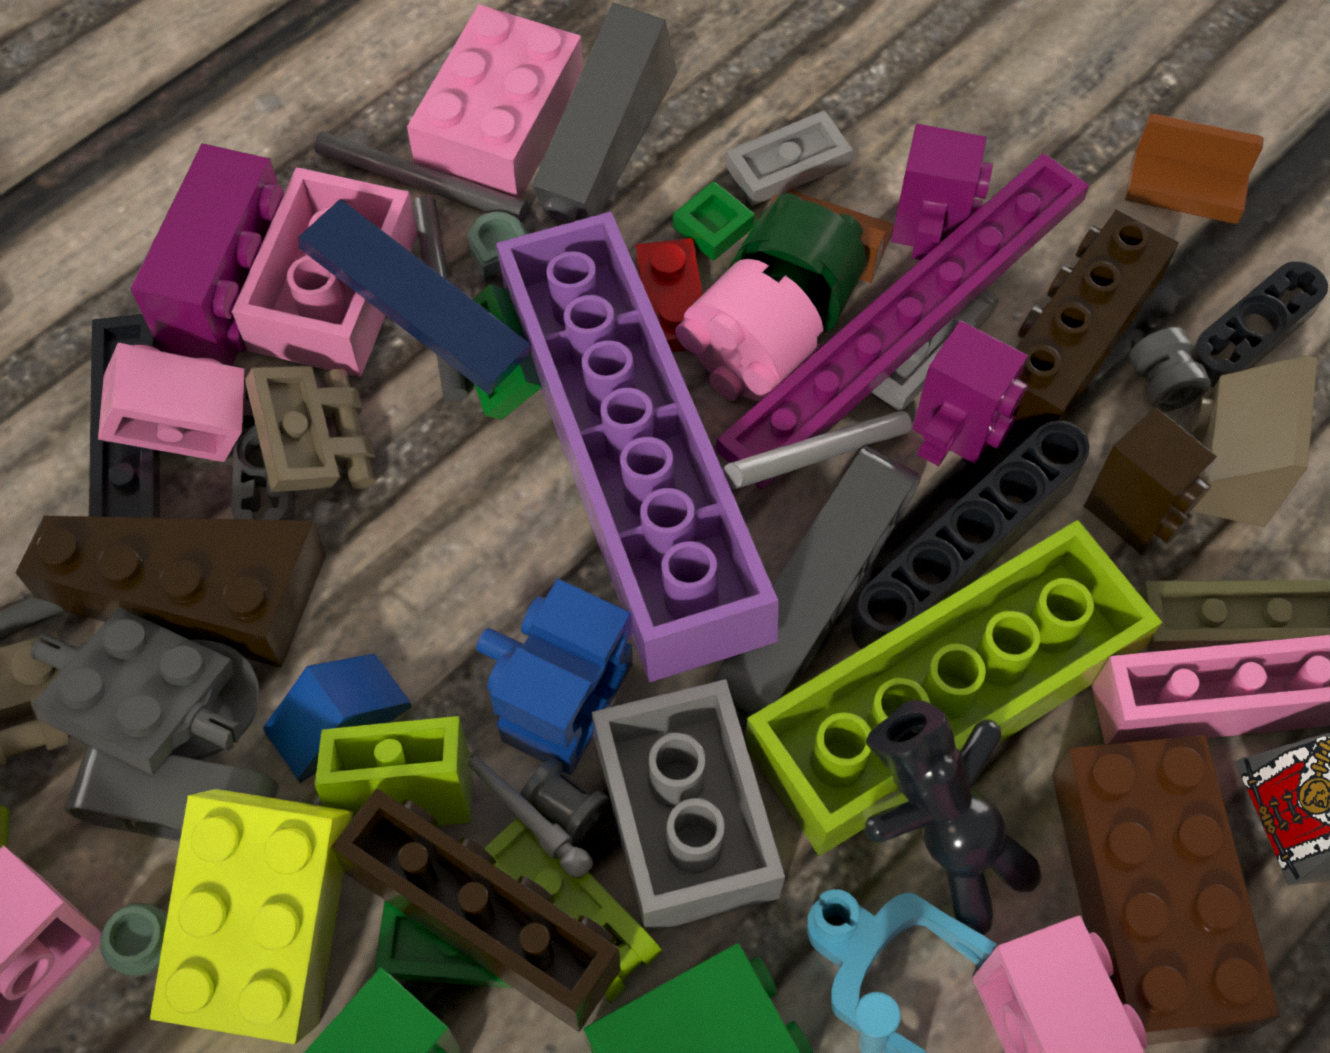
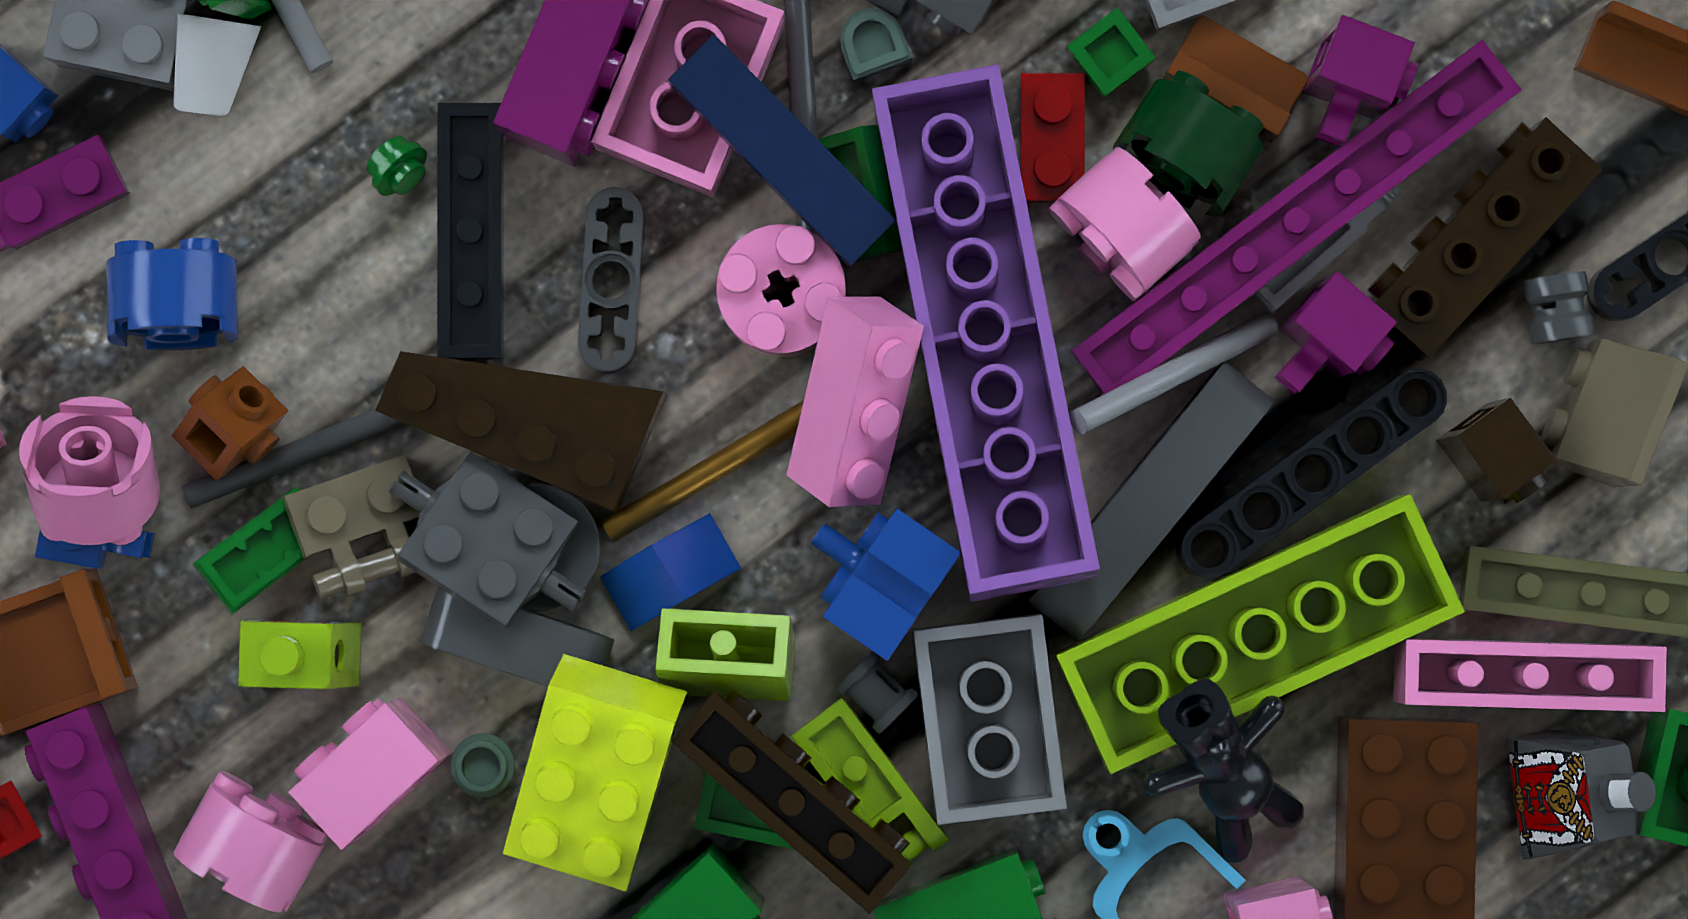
camera: 10 degrees right, 25 degrees up
(53, 378) = (397, 166): none -> green plate
(171, 402) = (523, 227): bright pink brick -> none
(294, 430) = (647, 273): dark tan plate -> none
(377, 610) = (703, 474): none -> pearl gold bar
(428, 434) = (746, 278): none -> bright pink brick
(507, 503) = (854, 401): none -> bright pink brick
(551, 837) = (863, 733): light grey piece -> none

